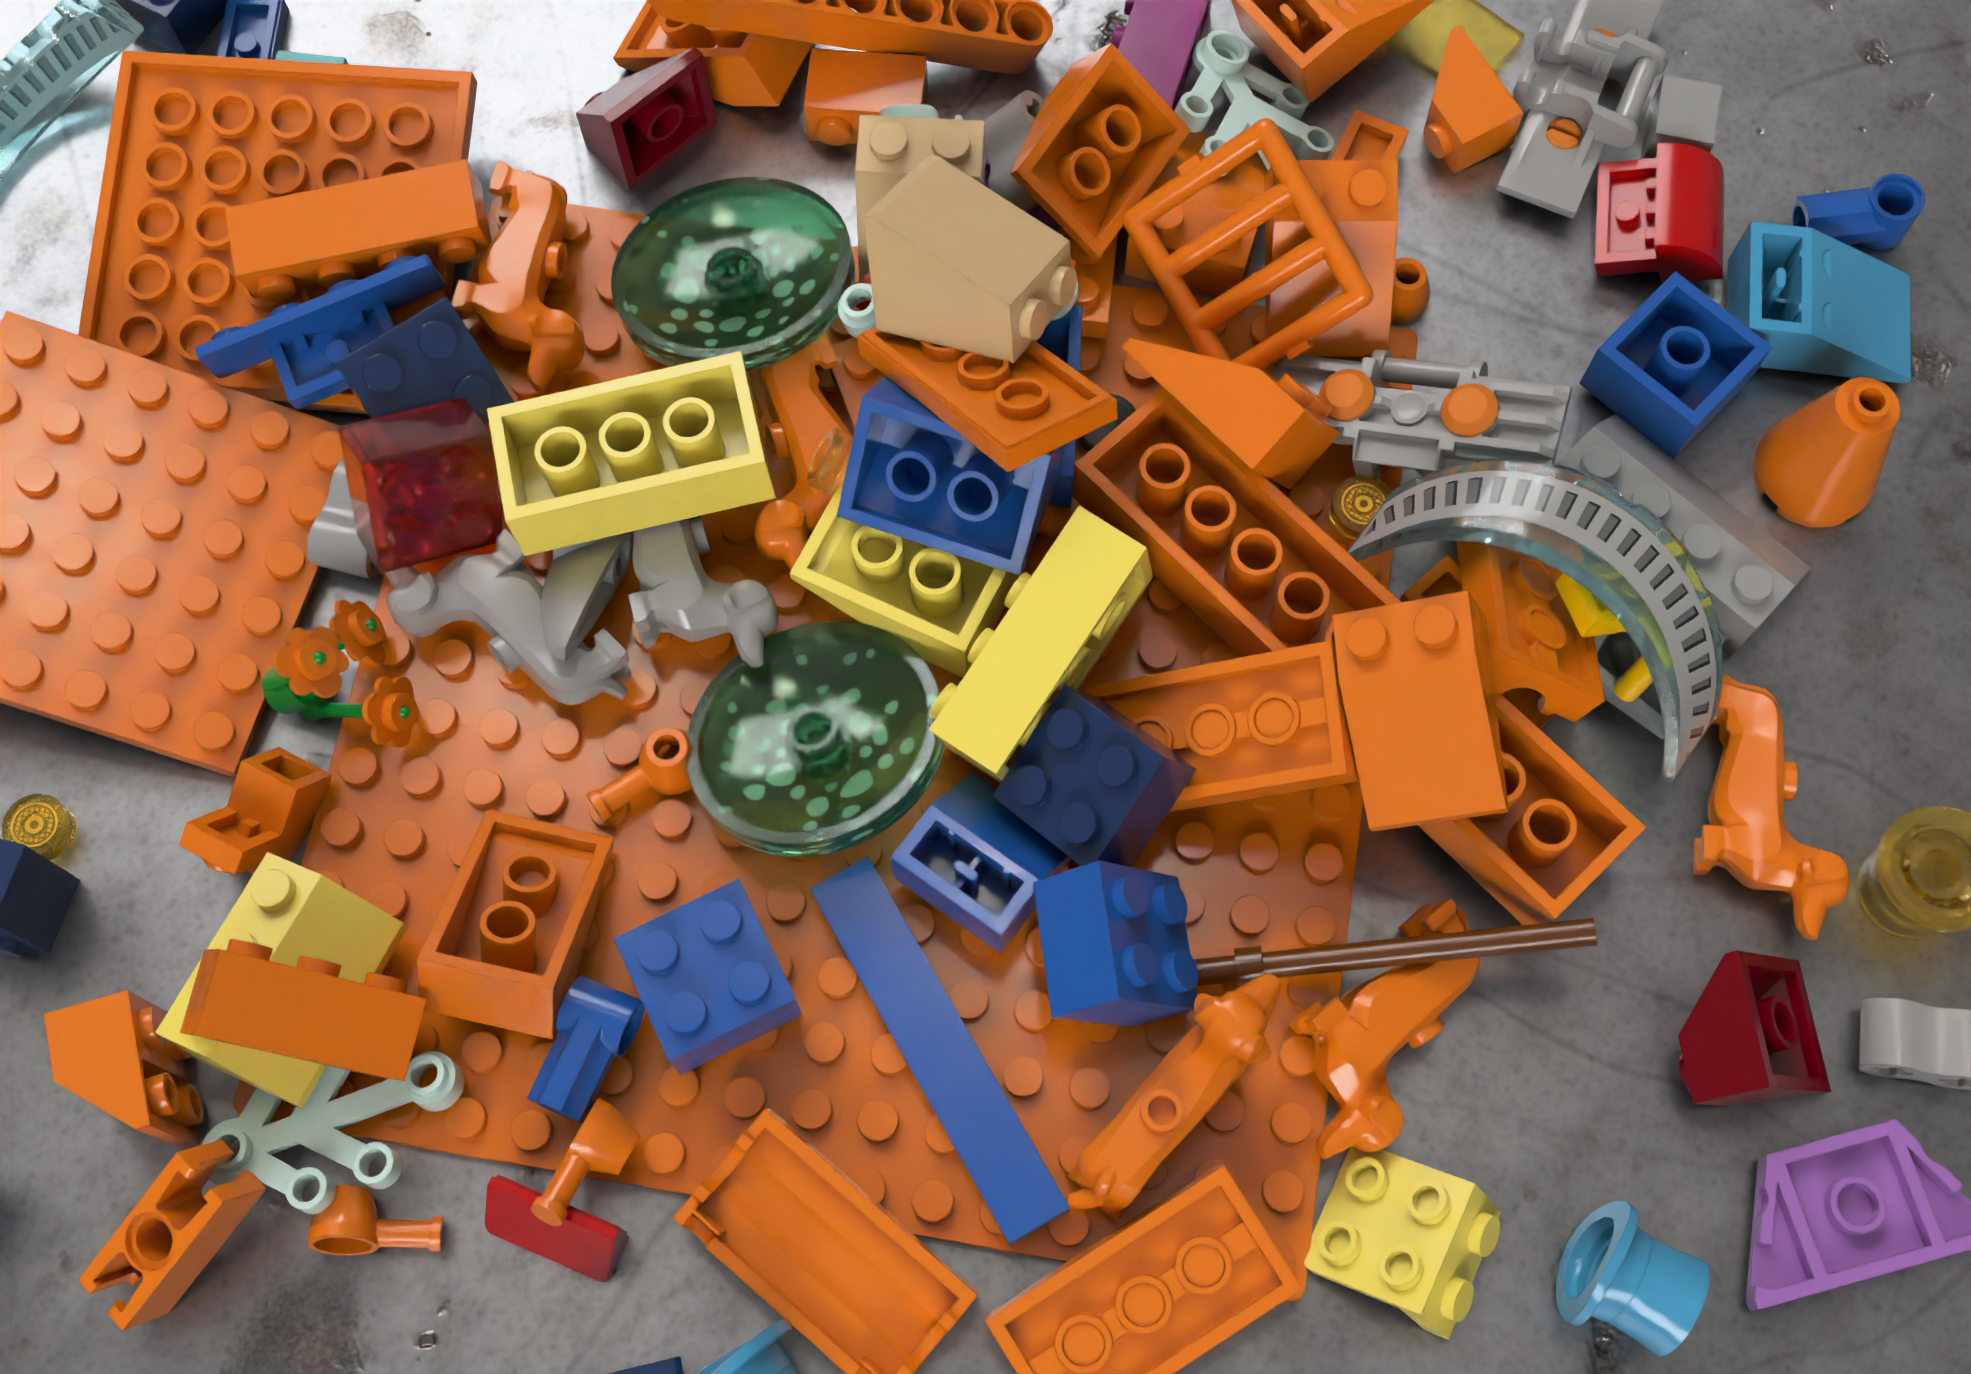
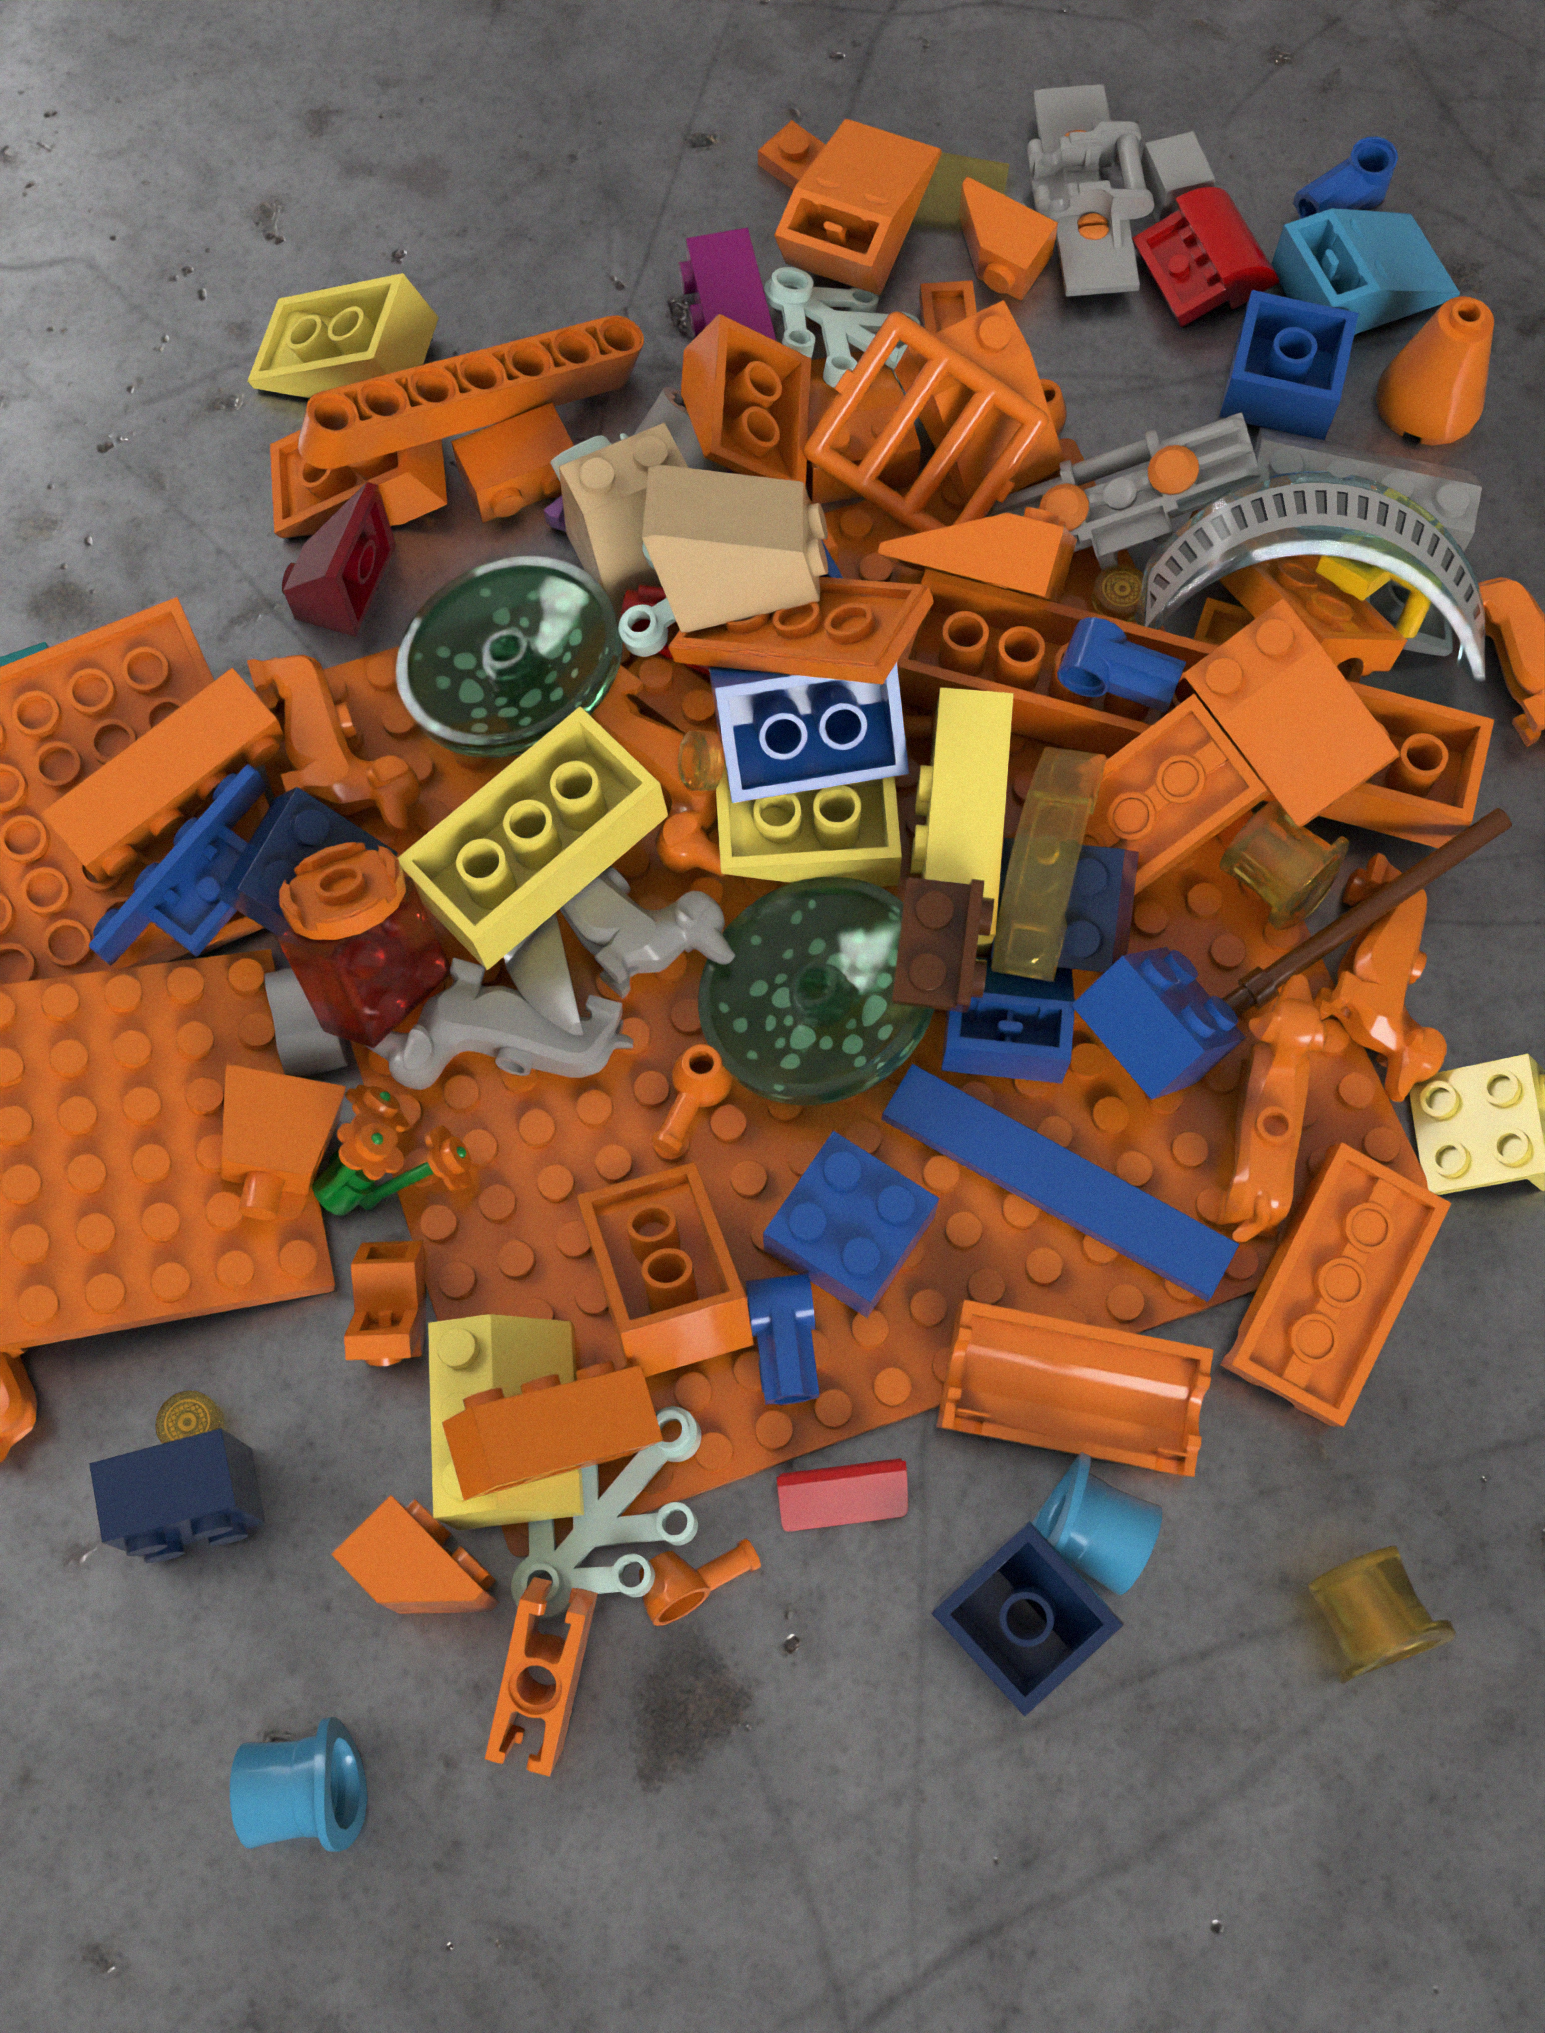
camera: 30 degrees left, 0 degrees up
(248, 605) = (275, 1134): none -> orange torso
(419, 413) = (342, 891): none -> orange tile
(598, 1146) = (843, 1404): orange bar -> none
(932, 755) = (940, 944): none -> reddish brown bracket
(1083, 724) = (1045, 863): none -> clear yellow slope
(1276, 564) = (1104, 661): none -> blue piece
(1345, 864) = (1283, 864): none -> clear yellow piece

